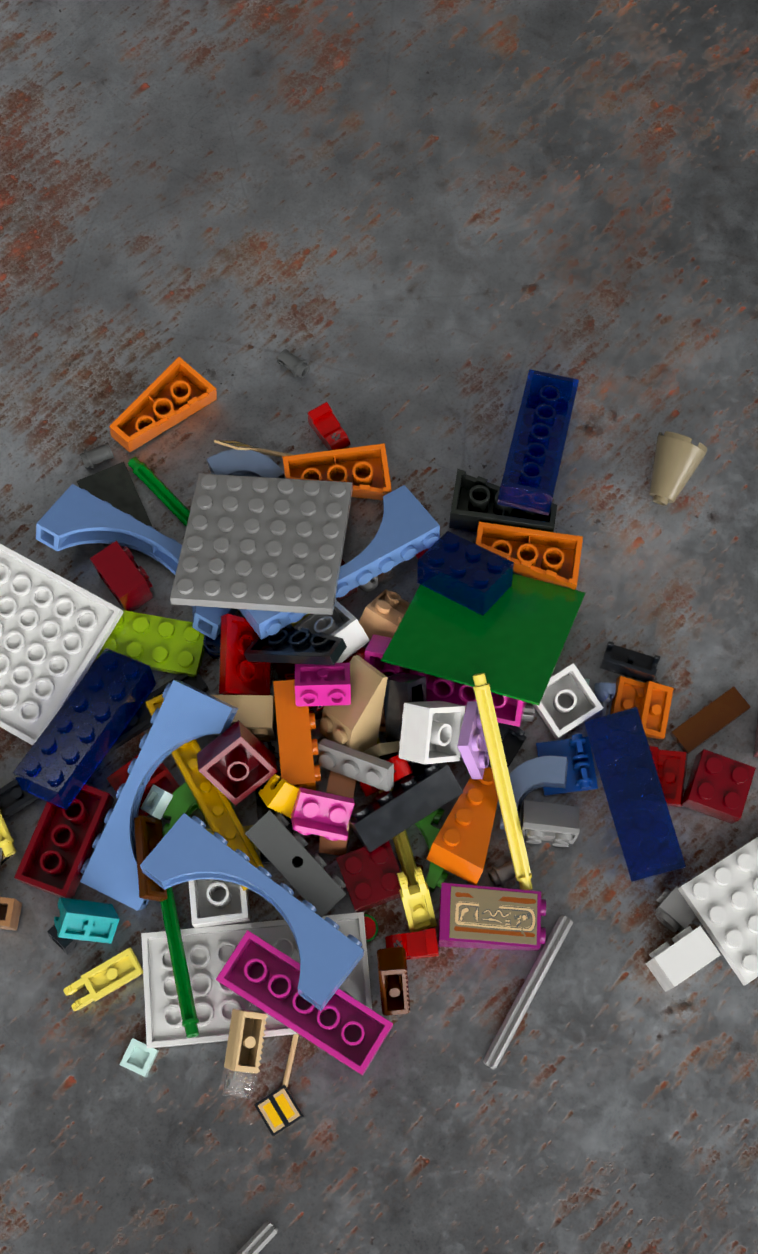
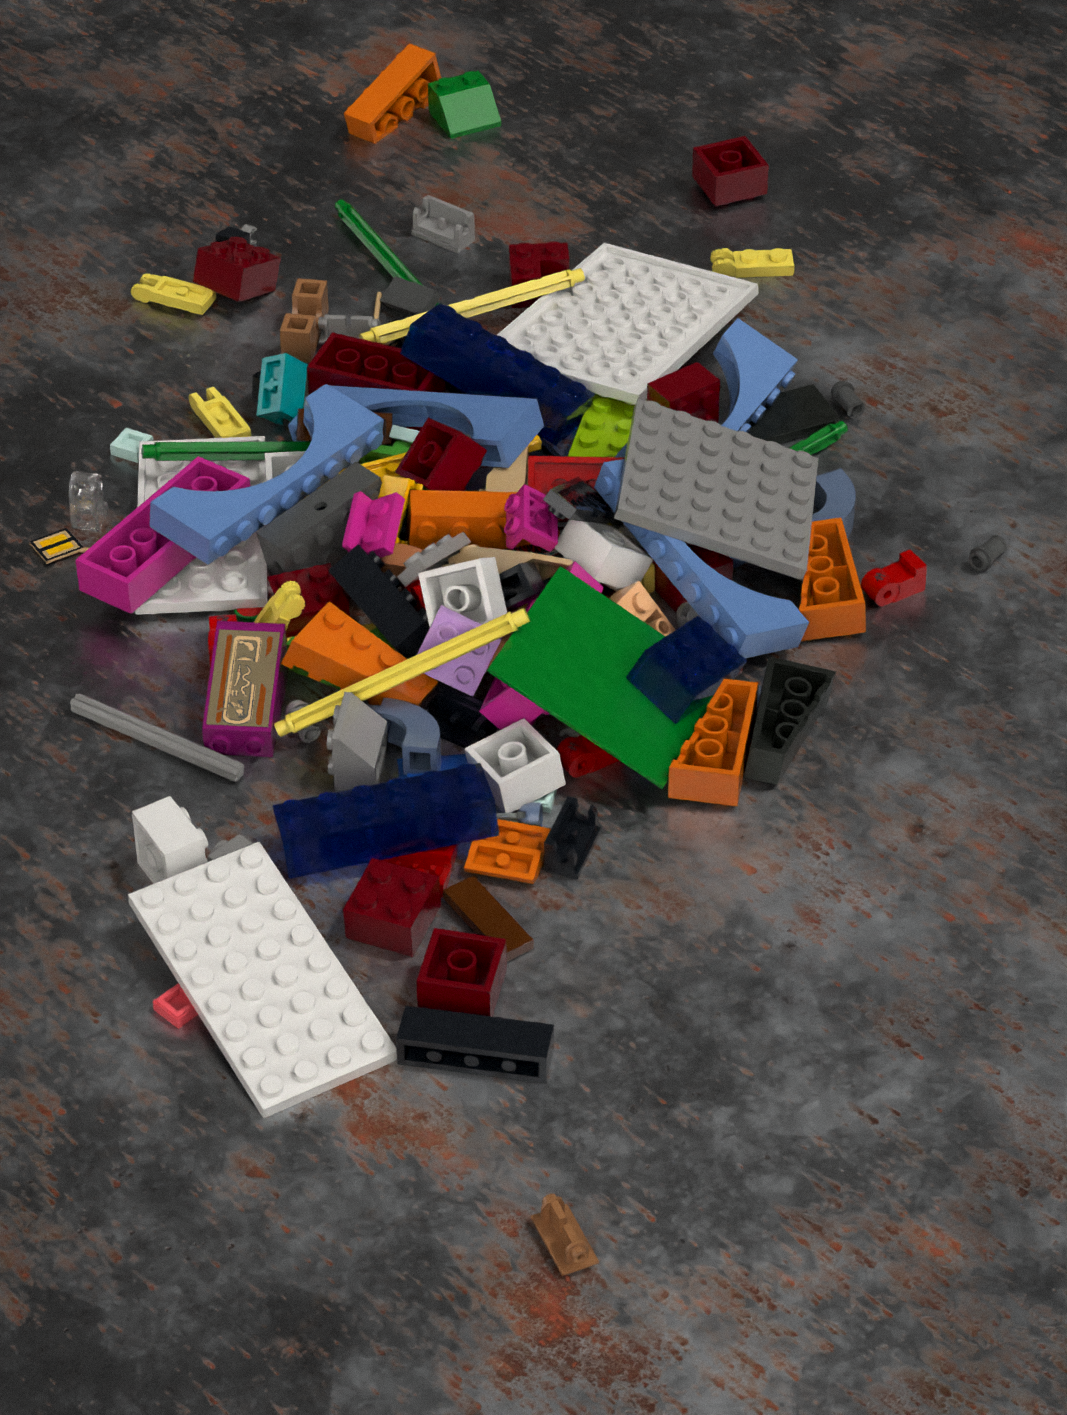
camera: 90 degrees right, 30 degrees down
(166, 402) = (914, 439): orange wedge -> none
(242, 446) = (865, 506): tan piece -> none
(245, 1041) = (125, 488): tan brick -> none
(393, 981) = (181, 607): reddish brown brick -> none
(538, 442) = (876, 736): clear blue brick -> none
(673, 466) = (857, 887): dark tan cone -> none

